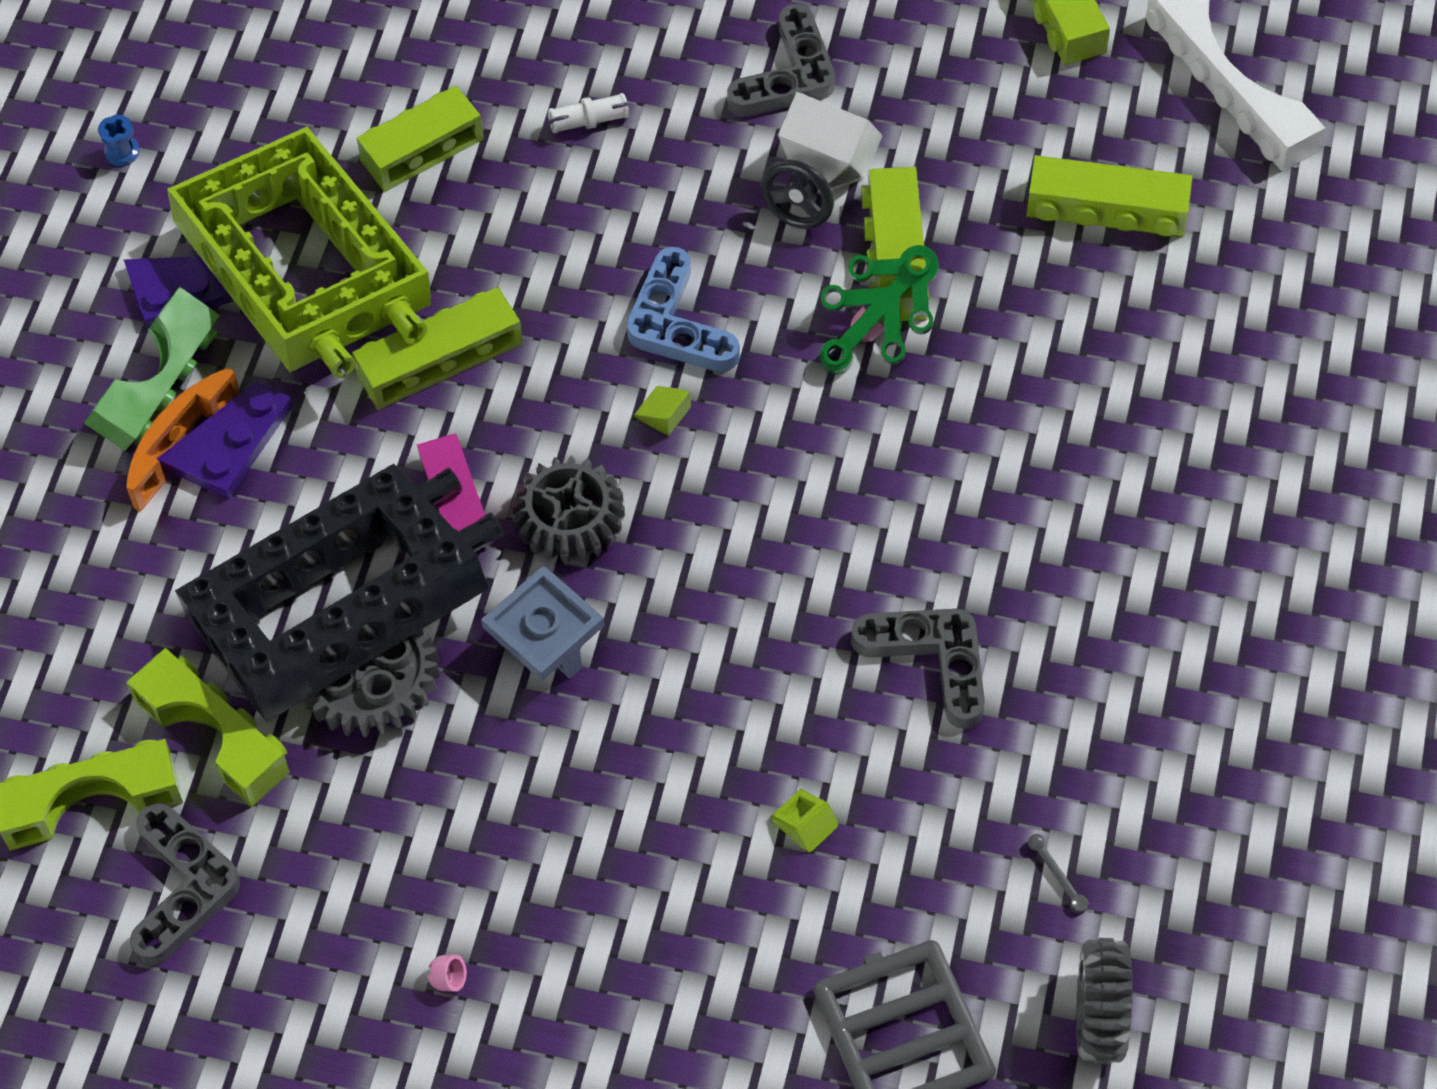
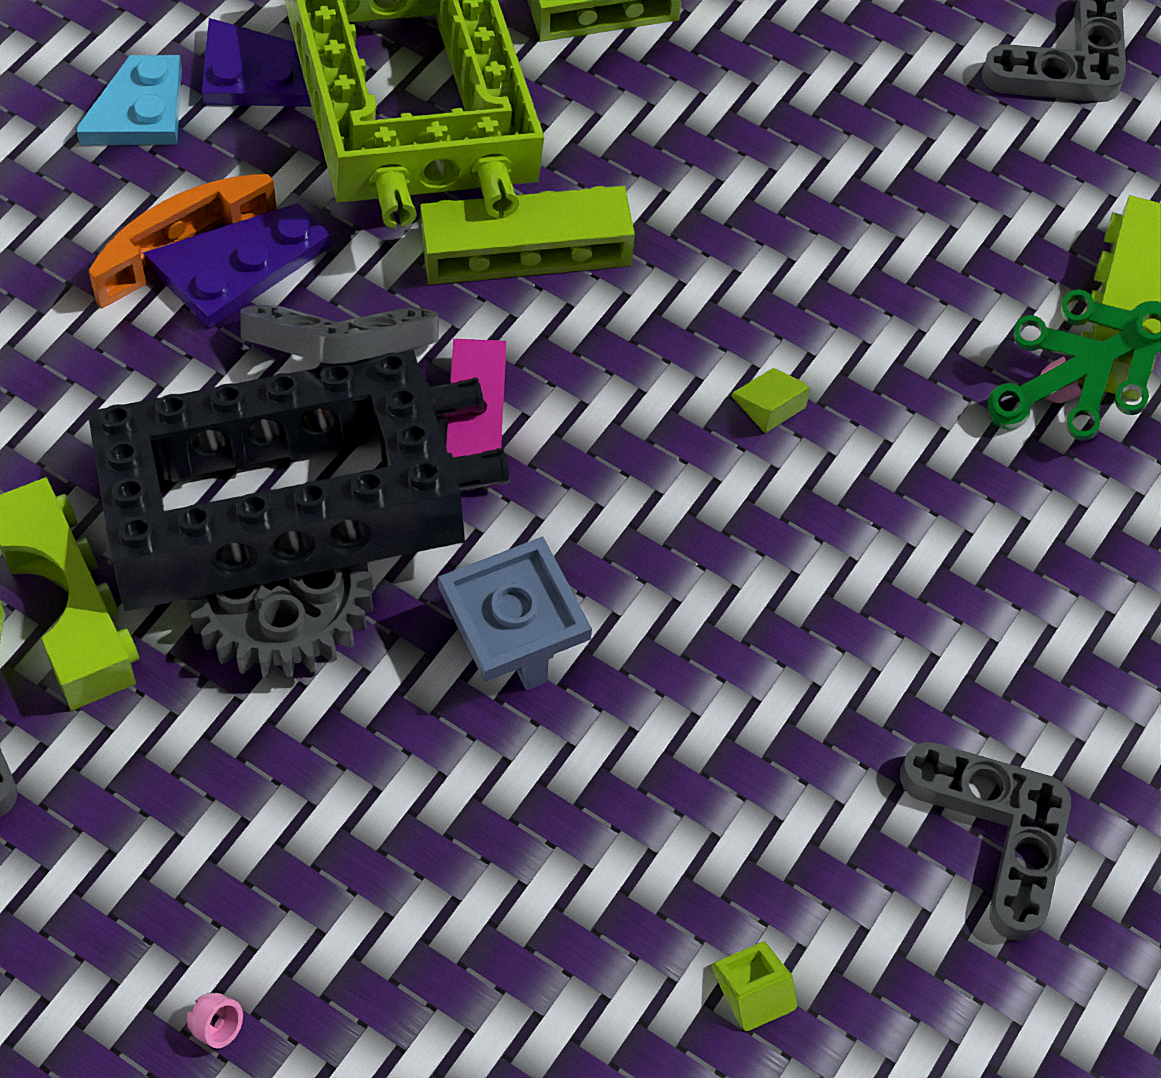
camera: 15 degrees right, 0 degrees up
(97, 346) = (137, 104): none -> medium azure wing
(178, 332) = (233, 115): bright green arch -> none
(330, 477) = (338, 341): none -> dark grey beam
(578, 528) = (608, 498): dark grey gear -> none
(588, 113) = (812, 27): white pin -> none
(662, 318) = (811, 291): medium blue beam -> none
(824, 152) = (1082, 157): white piece -> none

